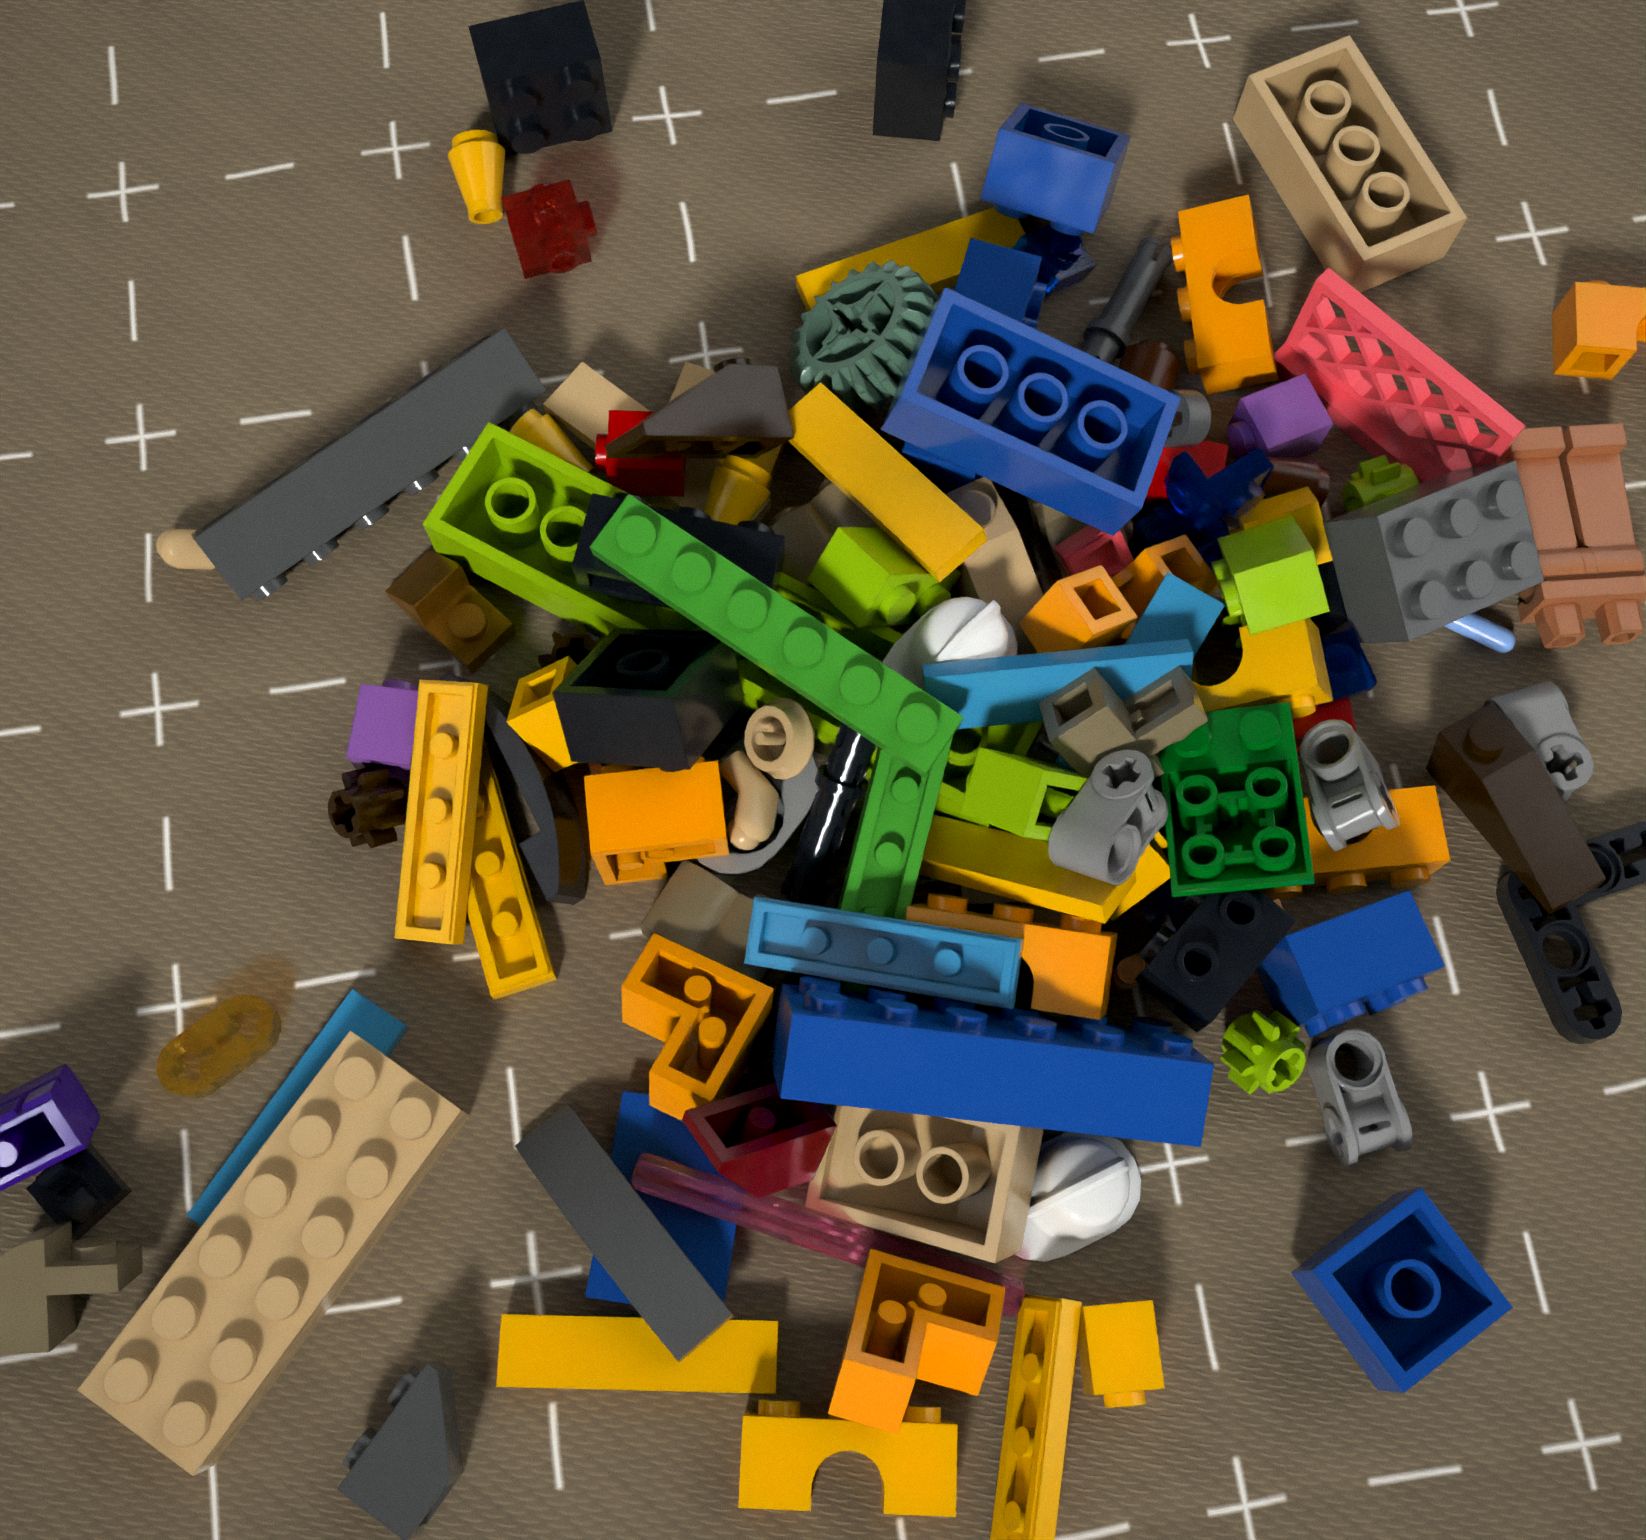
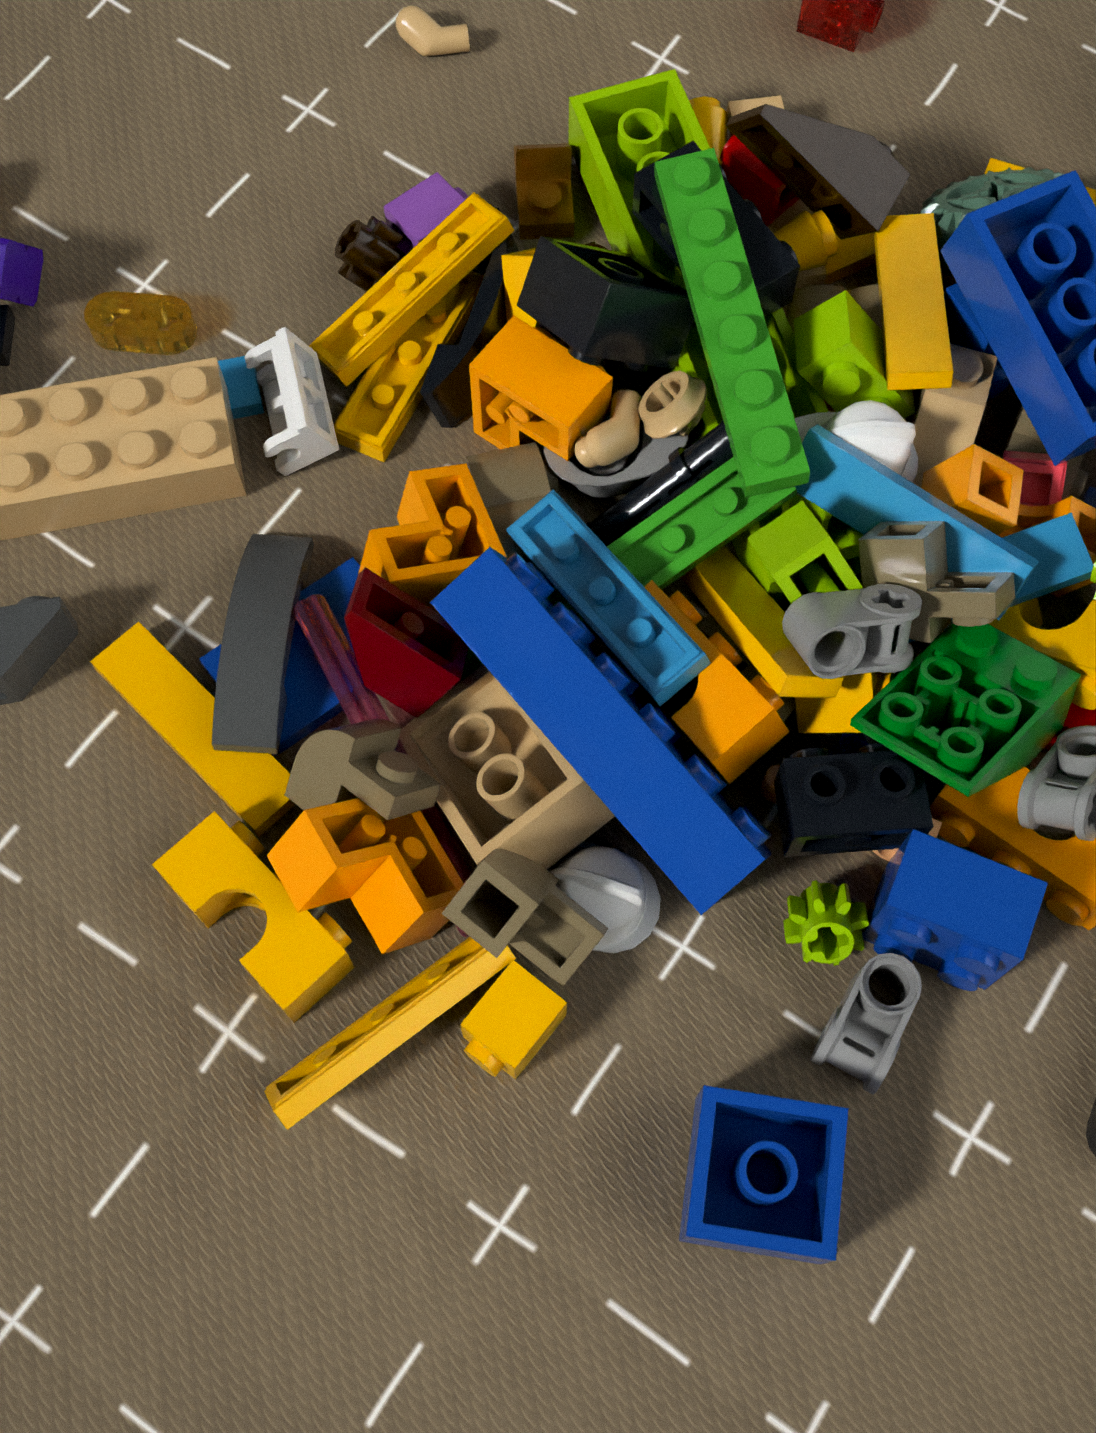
camera: 45 degrees right, 5 degrees down
(368, 465) = (570, 52): dark grey brick -> none
(440, 1001) = (294, 402): none -> white hinge
(825, 1269) = (360, 764): none -> dark tan brick
(1059, 1262) = (519, 905): none -> dark tan brick

